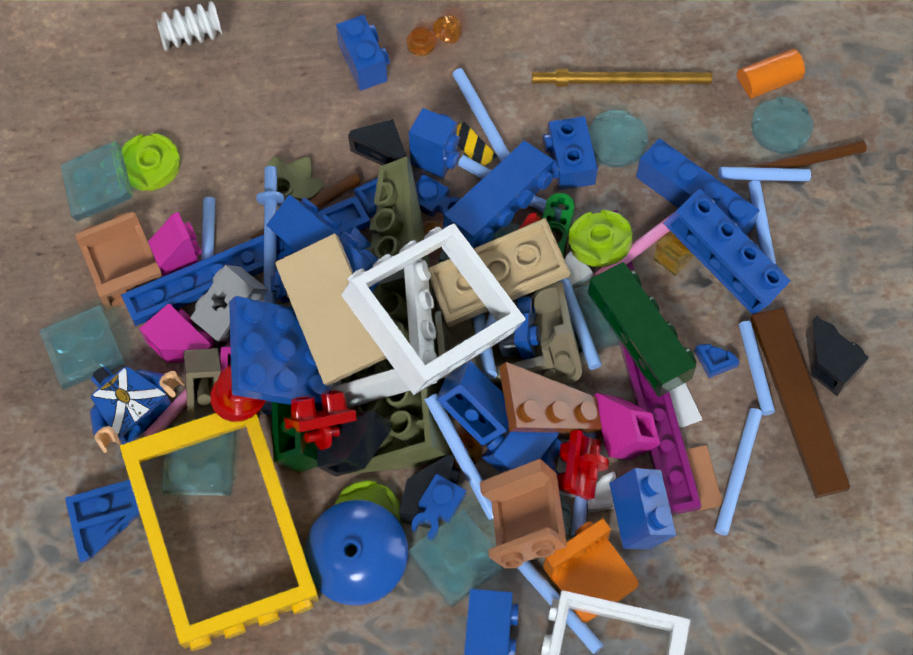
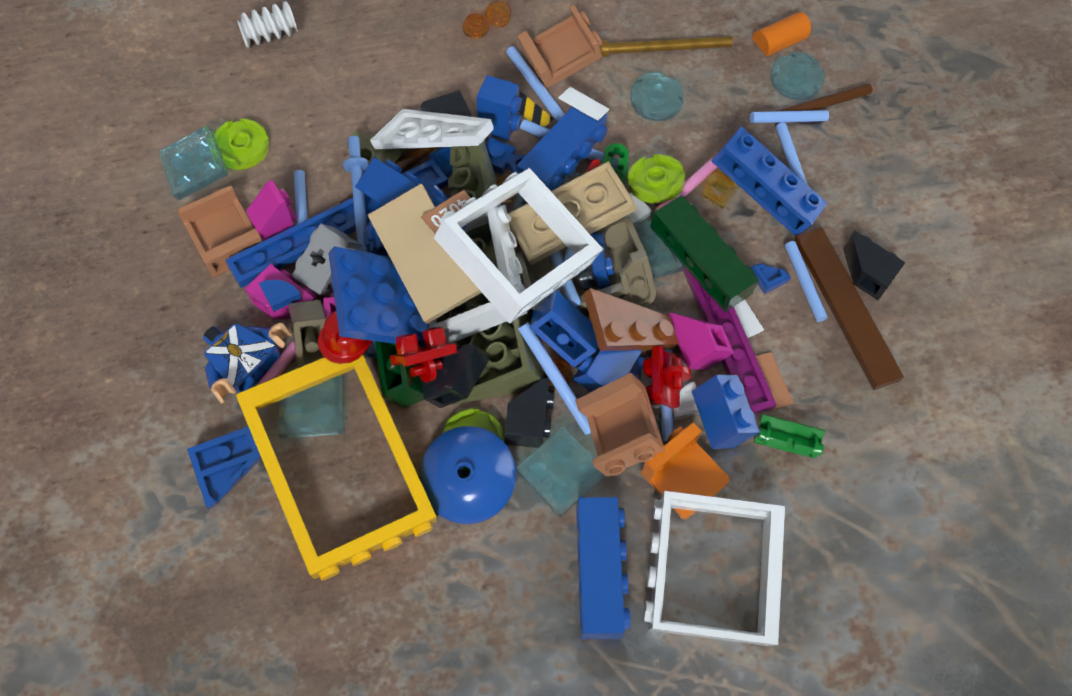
camera: 10 degrees left, 0 degrees up
(81, 346) = (191, 310): clear light blue plate -> none
(175, 337) = (279, 293): none -> blue tile
(356, 163) = (431, 129): none -> white wing
(362, 52) = (424, 37): blue brick -> none
(363, 260) = (452, 204): none -> nougat sticker
(439, 502) = (541, 422): blue plate -> none
(514, 76) = (562, 48): none -> nougat panel
(529, 145) = (583, 103): none -> white sticker
(549, 593) = (649, 497): light blue bar -> none
(572, 153) = (625, 115): blue brick -> none
(581, 327) = (657, 273): light blue bar -> none
(678, 178) = (715, 124): blue brick -> none
(712, 542) = (790, 436): none -> green hinge
(738, 472) = (803, 370): light blue bar -> none

